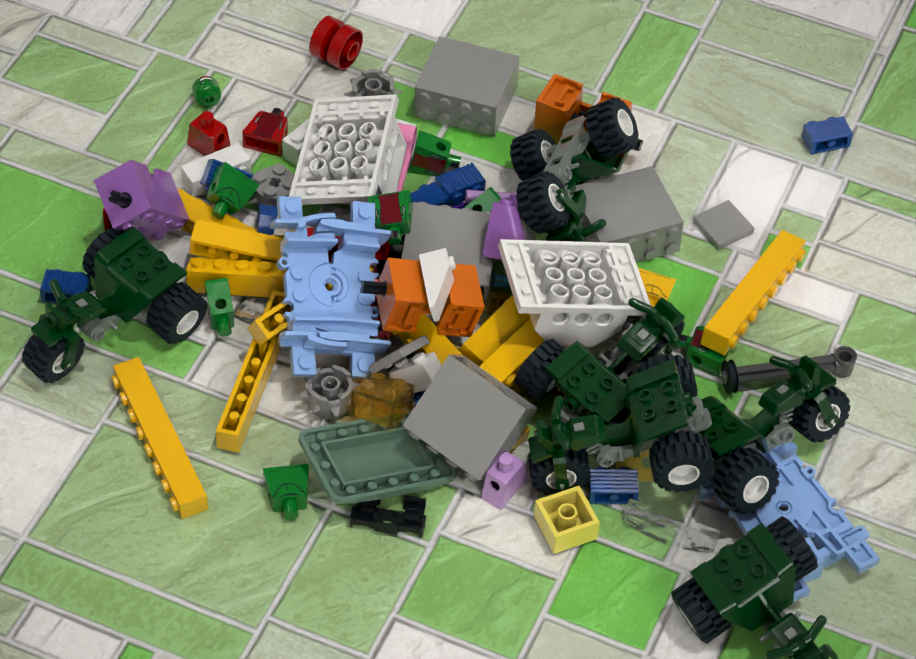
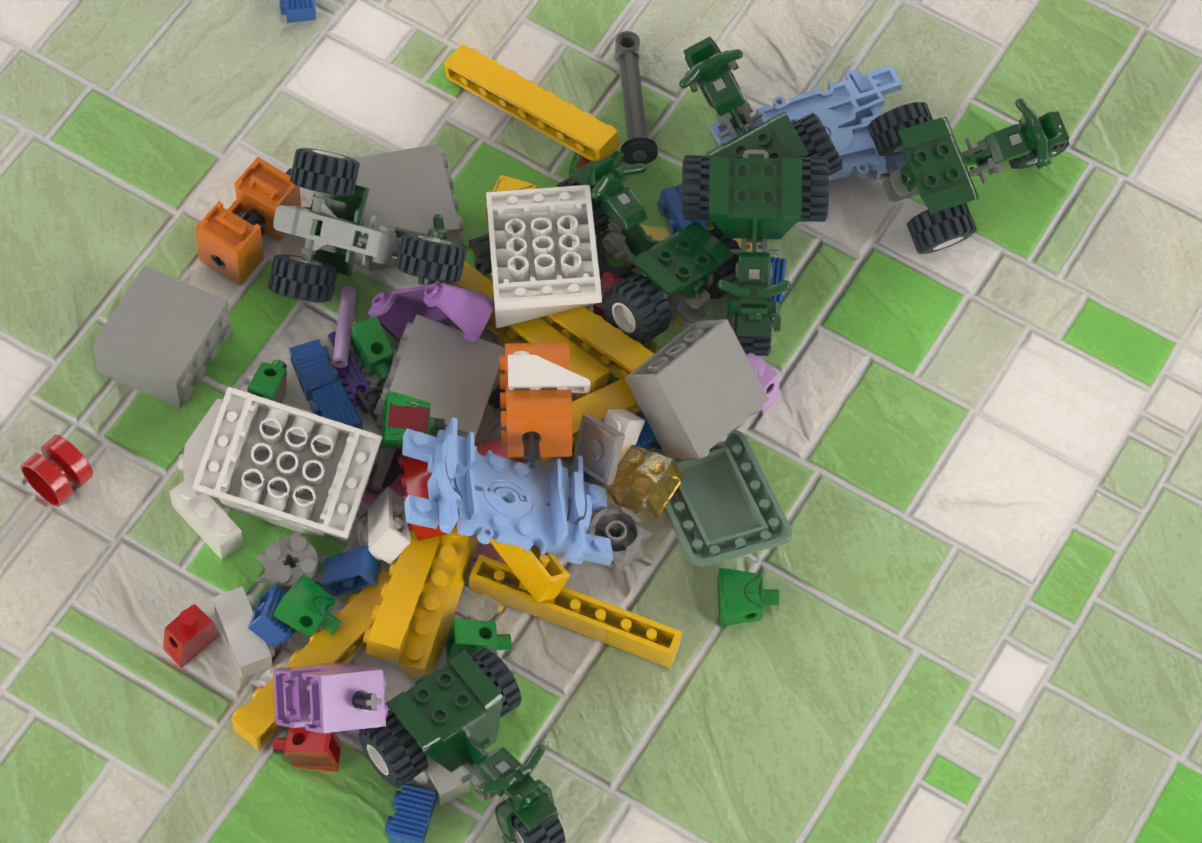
camera: 85 degrees left, 10 degrees up
(160, 438) = (653, 725): yellow brick -> none
(206, 91) = (103, 632): green head -> none
(266, 132) = (187, 567): red torso -> none
(372, 83) = (149, 441): light grey brick -> none
(411, 521) = (792, 487): black piece -> none
(566, 519) = (813, 331): light yellow brick -> none
(670, 531) = (827, 241): clear slope -> none
(723, 224) = (411, 121): light grey tile -> none

